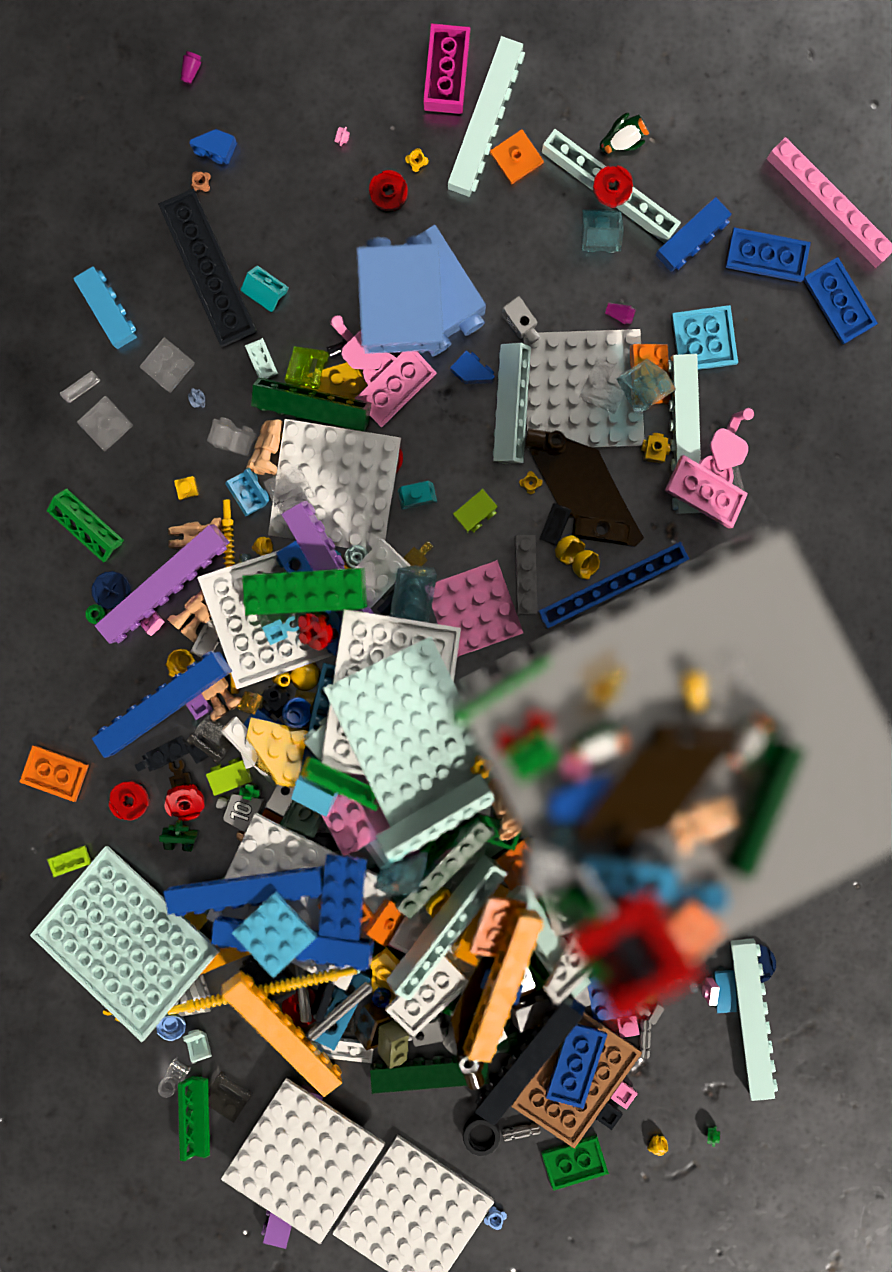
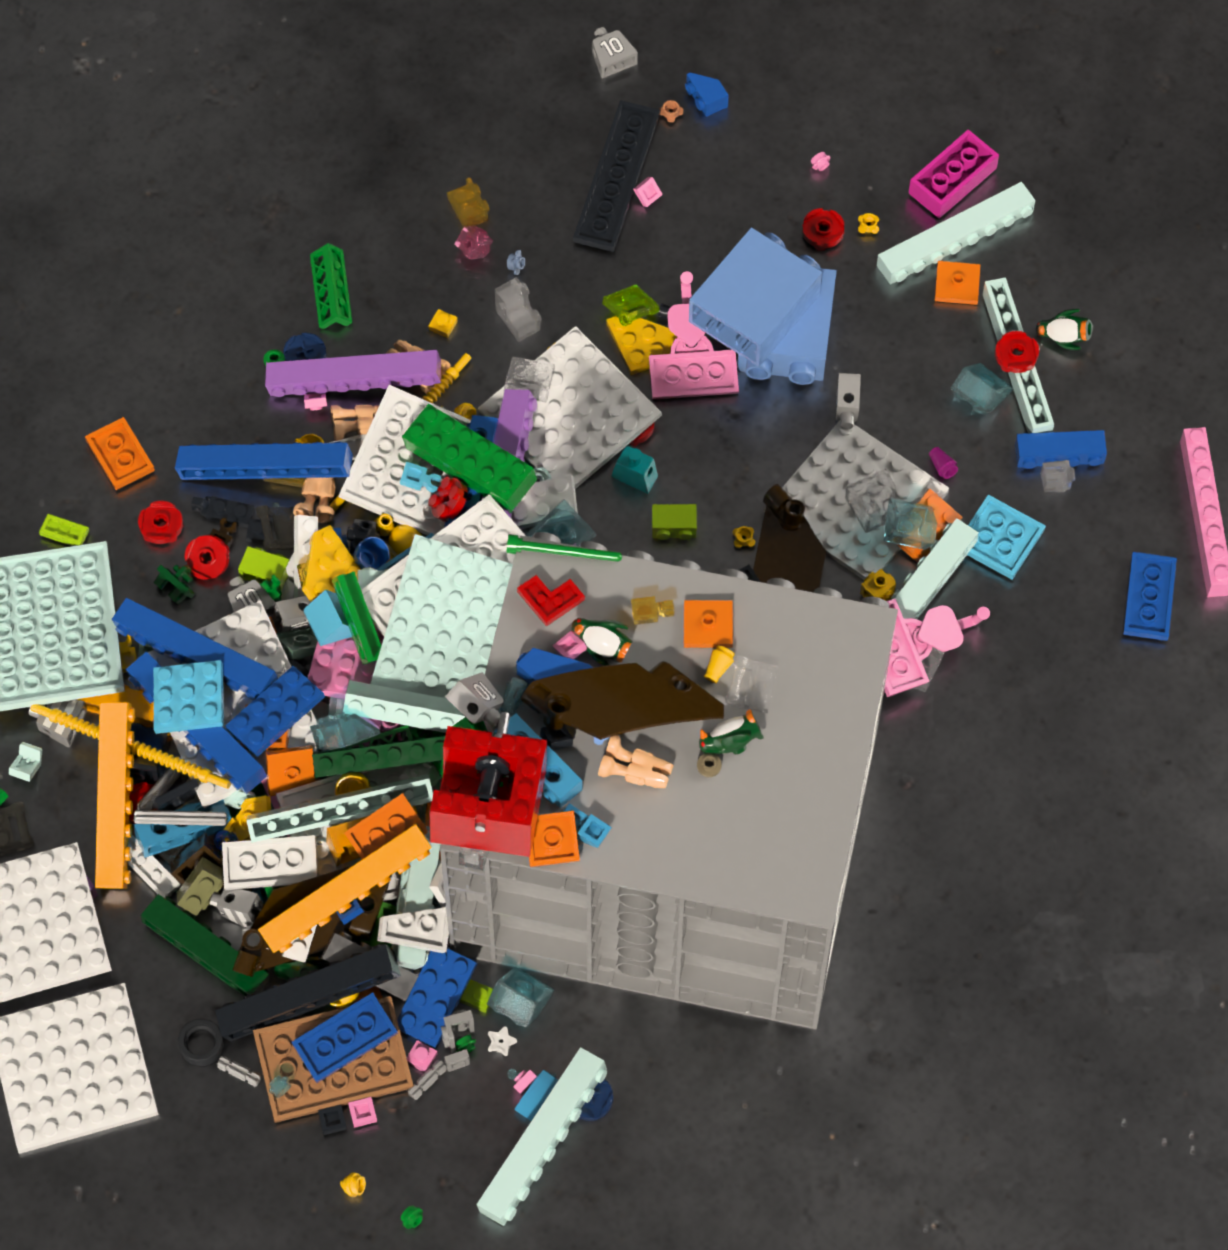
camera: 40 degrees right, 25 degrees down
(80, 387) = (427, 183): clear tile -> none
(105, 307) = (504, 142): dark azure brick -> none
(105, 423) = (421, 226): clear plate -> none
(118, 167) = (612, 52): none -> light grey torso
(123, 379) = (468, 204): none -> clear yellow bracket
(154, 408) = (474, 242): none -> clear pink brick
(167, 365) = (515, 220): clear plate -> none
(171, 1027) = (19, 727): light blue hair -> none
(190, 66) = (740, 24): magenta cone -> none
(199, 706) = (291, 494): medium lavender plate -> none
(240, 263) = (647, 191): none -> bright pink plate
(248, 492) = (491, 362): dark azure bracket -> none
(249, 702) = (339, 518): clear yellow plate -> none
(261, 359) = (597, 274): light aqua plate -> none
(263, 288) = (649, 223): teal panel -> none
(266, 444) = (523, 345): light nougat piece -> none
(310, 404) = (607, 333): dark green brick -> none
(417, 557) = (602, 520): clear yellow plate -> none
(471, 371) = (769, 411): blue slope -> none
(496, 1224) = (138, 1125): light blue plate -> none
(511, 403) = (782, 459): light aqua brick -> none
(531, 757) = (542, 609): green plate -> none
(561, 1128) = (279, 1086): none -> clear light blue plate
(574, 1165) = (262, 1140): green tile -> none
(595, 971) = (447, 780): green plate -> none
(658, 661) = (708, 623): none -> orange plate
(708, 259) = (1057, 476): none -> clear brick
(763, 810) = (694, 790): dark green brick -> none
(767, 254) = (1115, 512): blue plate -> none

